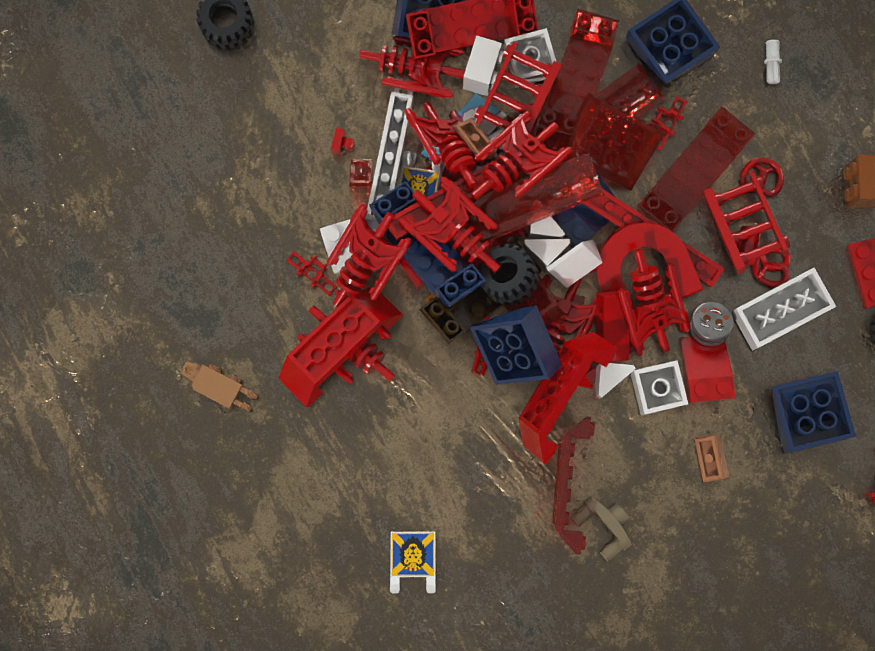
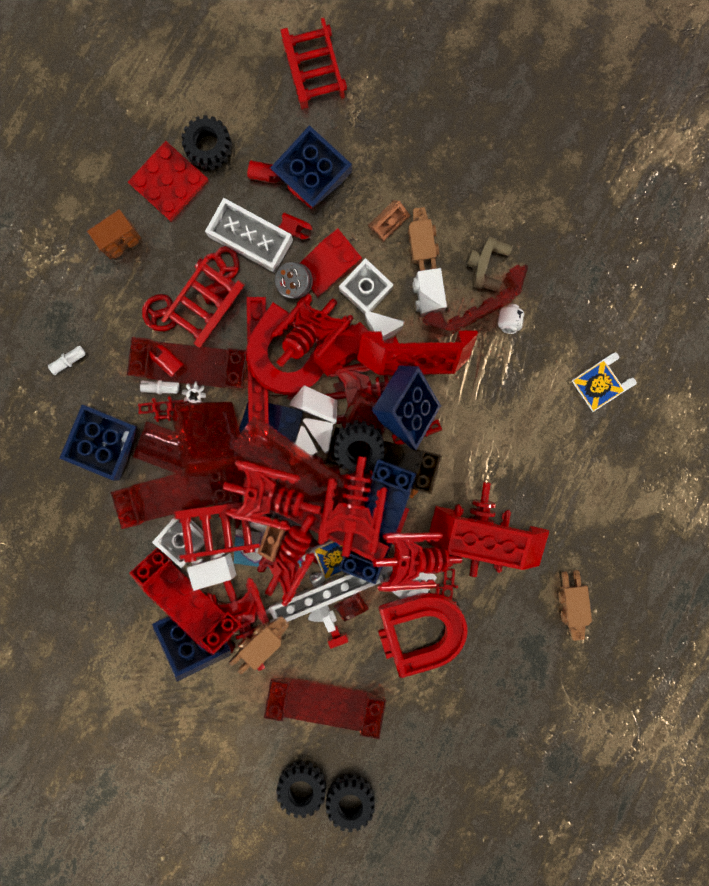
camera: 125 degrees left, 5 degrees up
(181, 37) = (346, 818): none -> black tyre
(287, 89) = (325, 705): none -> clear red slope
(320, 232) = (416, 607): none -> red piece
(369, 144) = (324, 615): none -> white plate
(384, 65) = (260, 645): none -> medium nougat hinge
(535, 510) = (511, 319): none -> white head
(614, 447) = (430, 291): none -> white slope
(667, 161) = (194, 388): none -> white gear
(670, 475) = (421, 239): none -> medium nougat hinge
(690, 130) = (159, 387): none -> white axle
(711, 152) = (167, 361): none -> red piece
(765, 360) = (294, 226): none -> red piece
(840, 362) = (261, 172): none -> red piece

